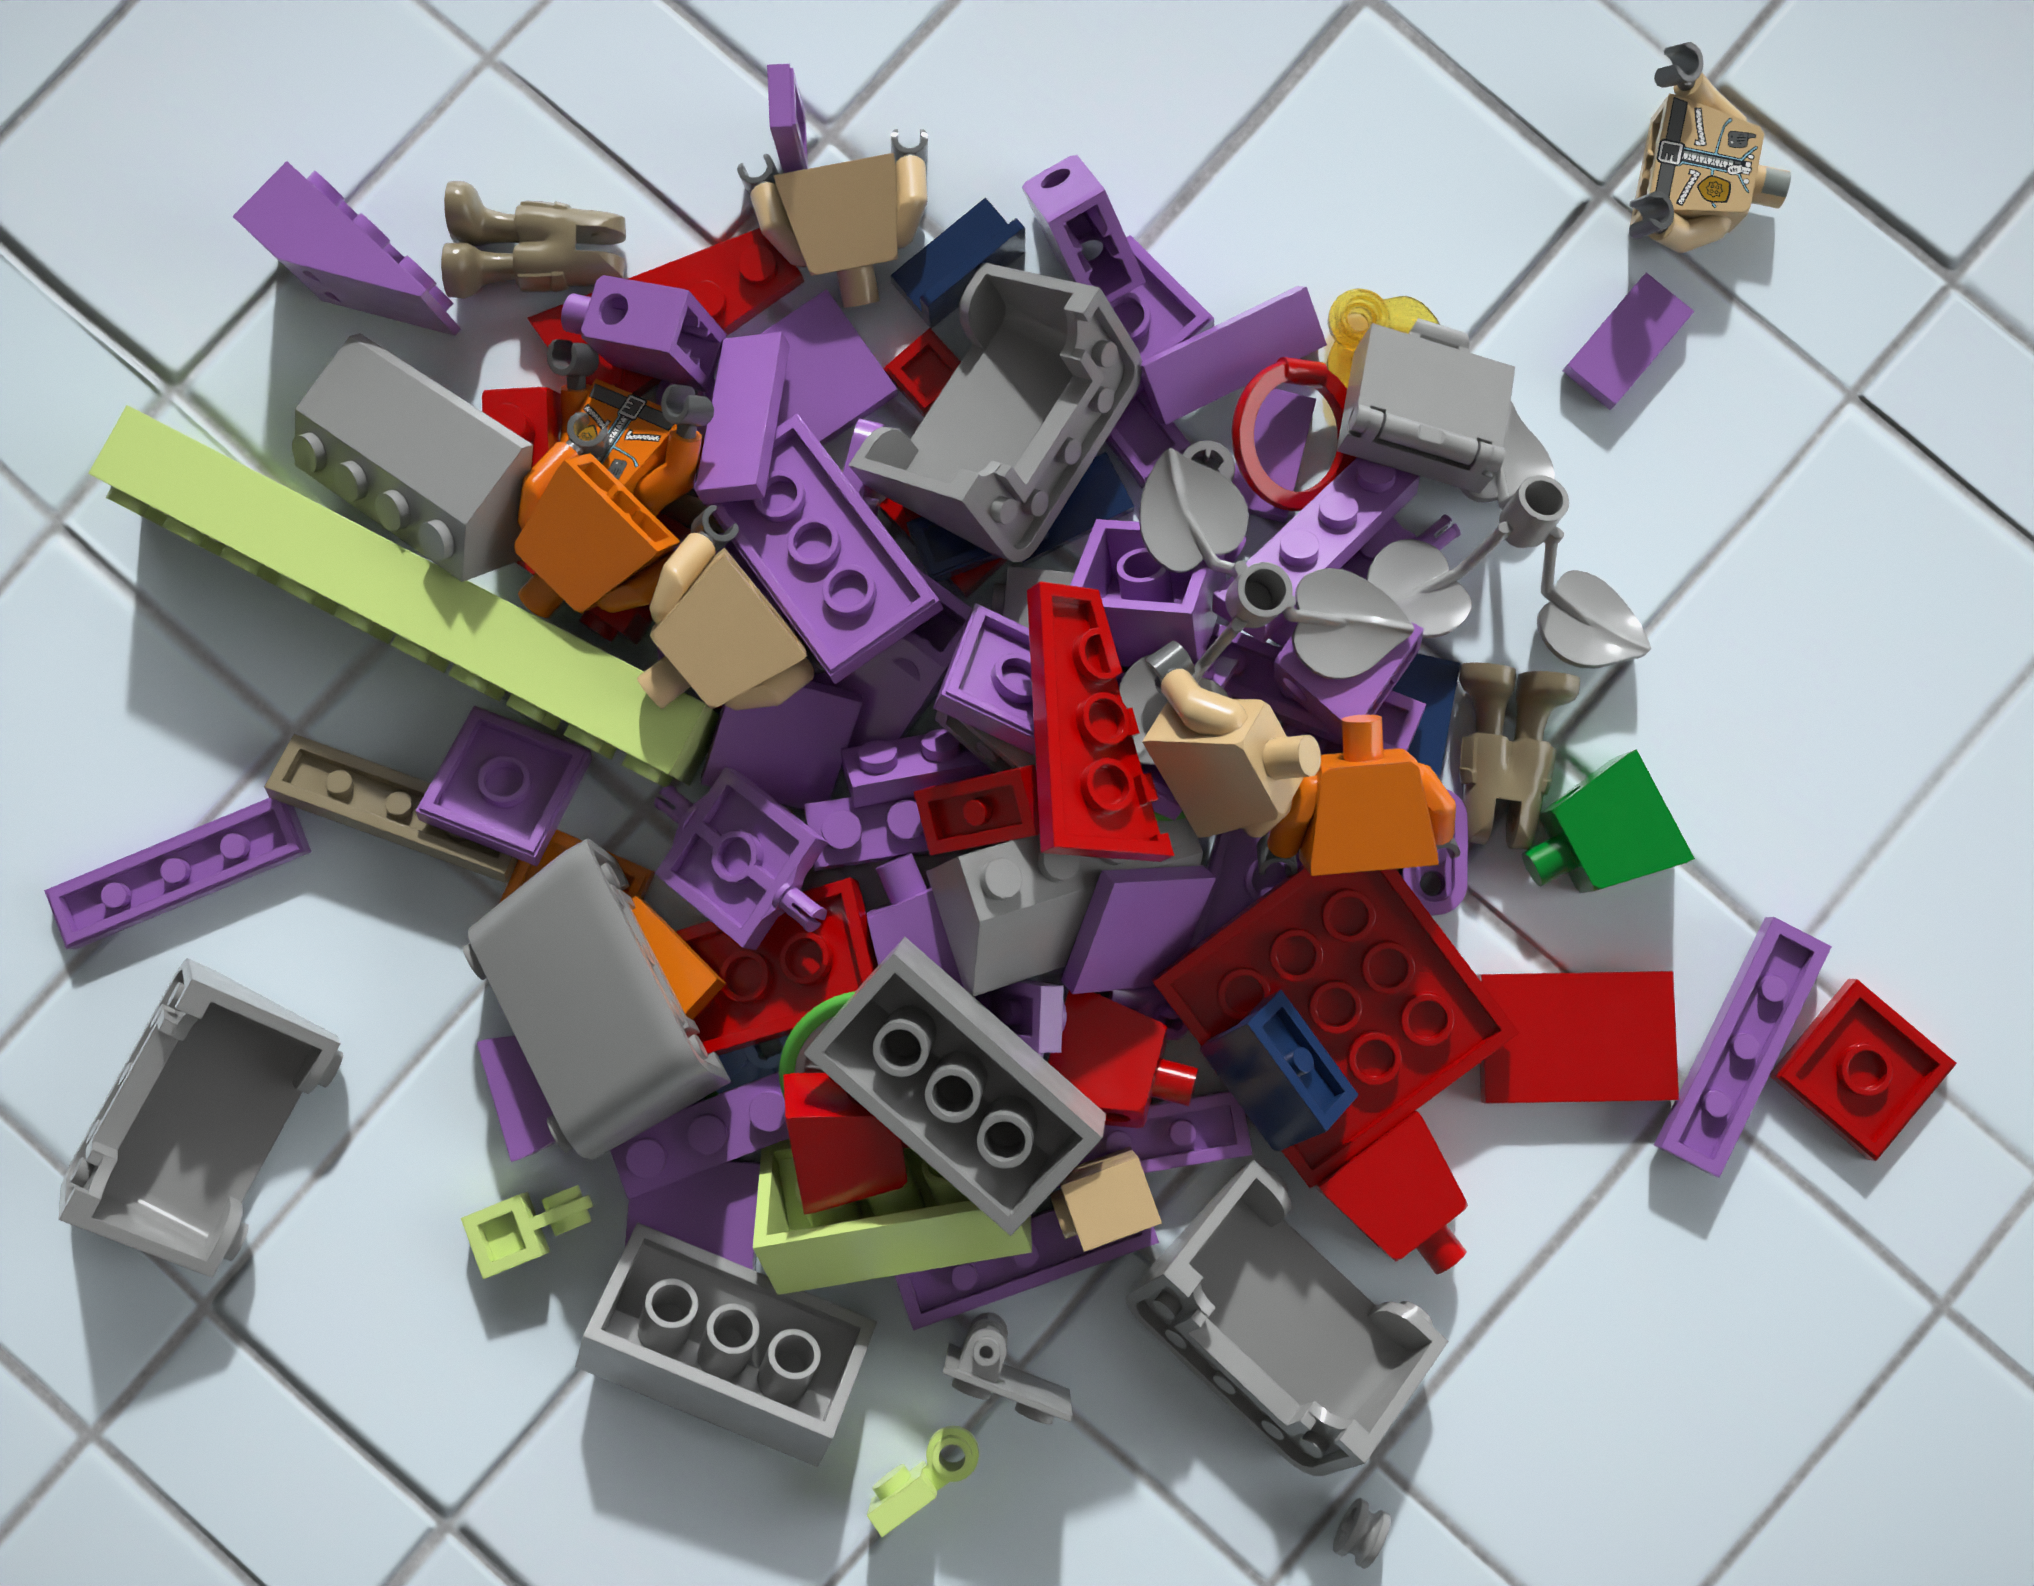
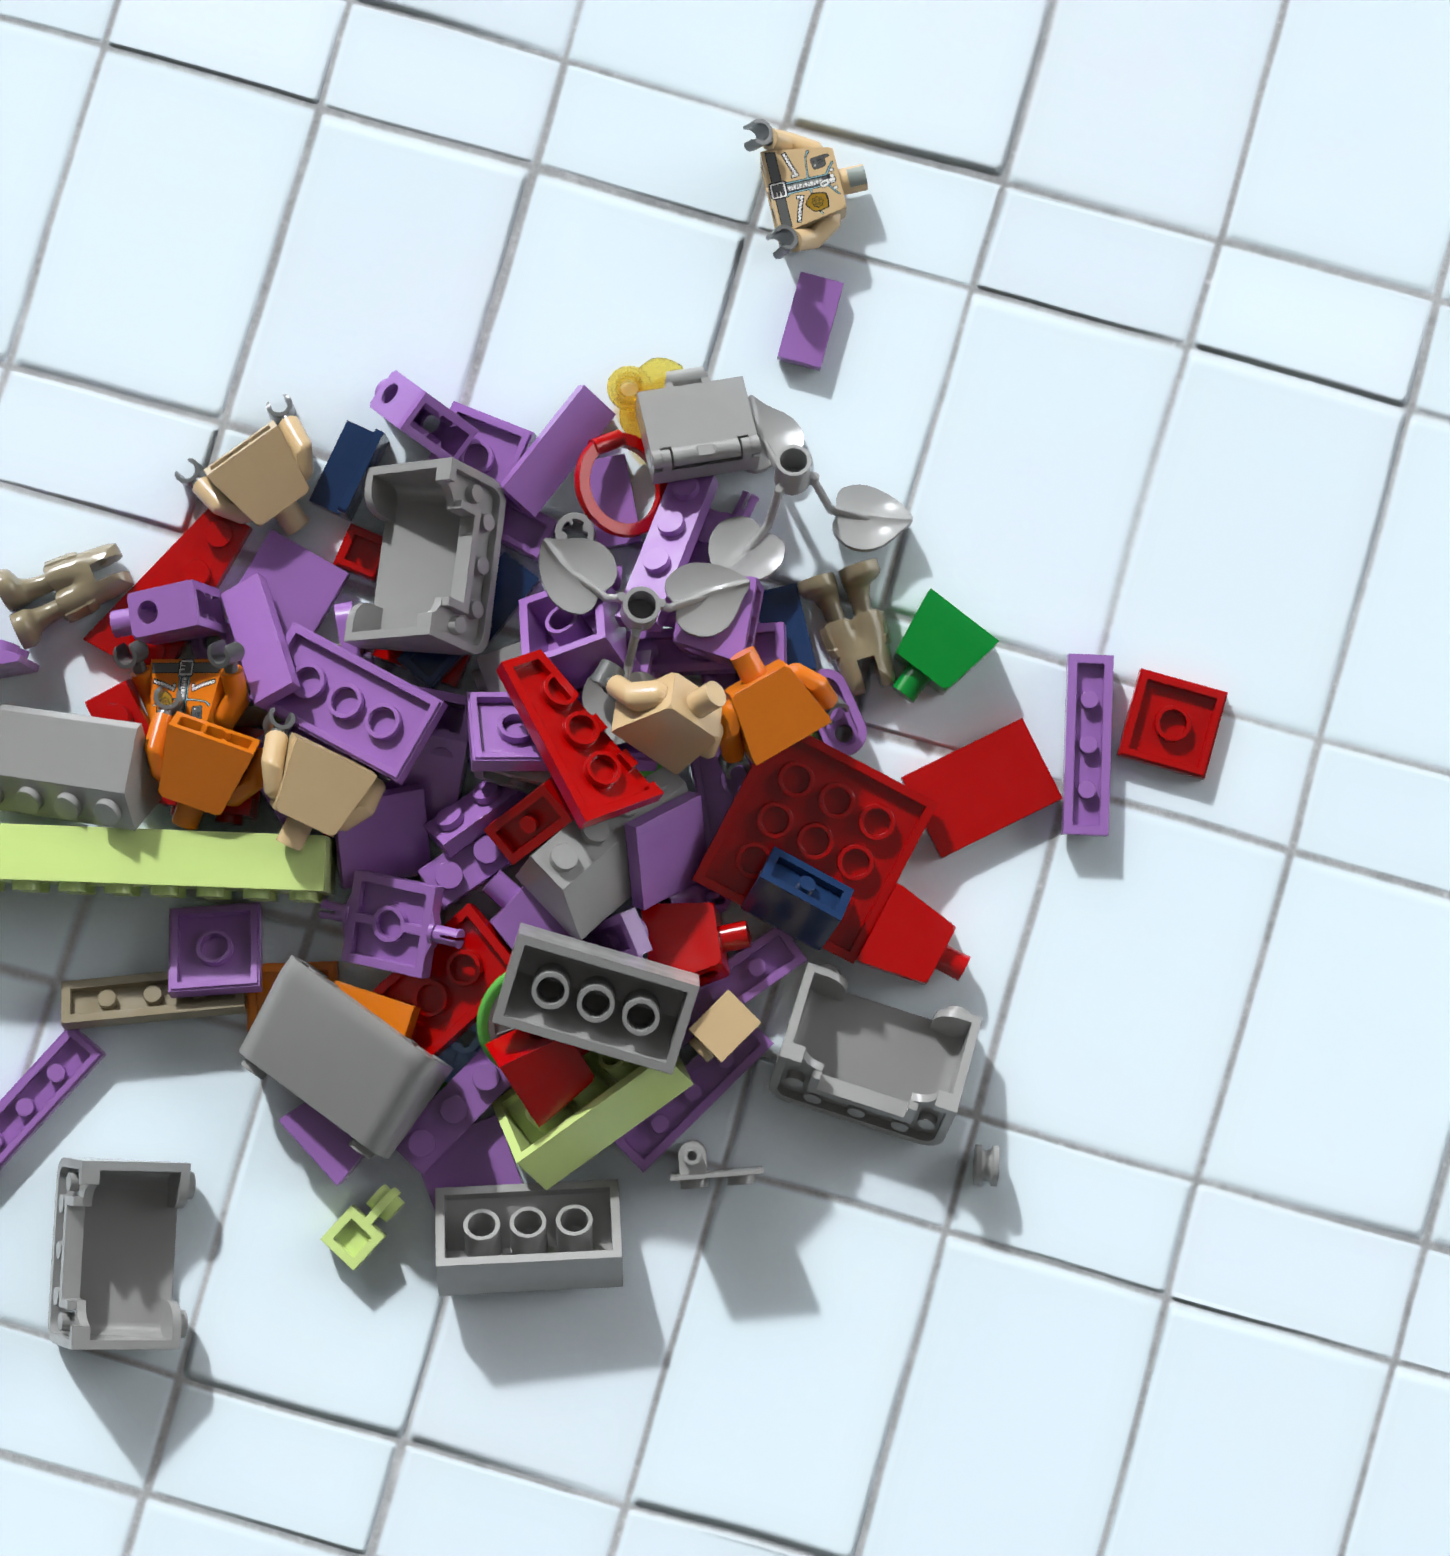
camera: 30 degrees left, 0 degrees up
(787, 118) = (196, 432): medium lavender tile -> none
(906, 1492) = (685, 1276): yellowish green plate -> none

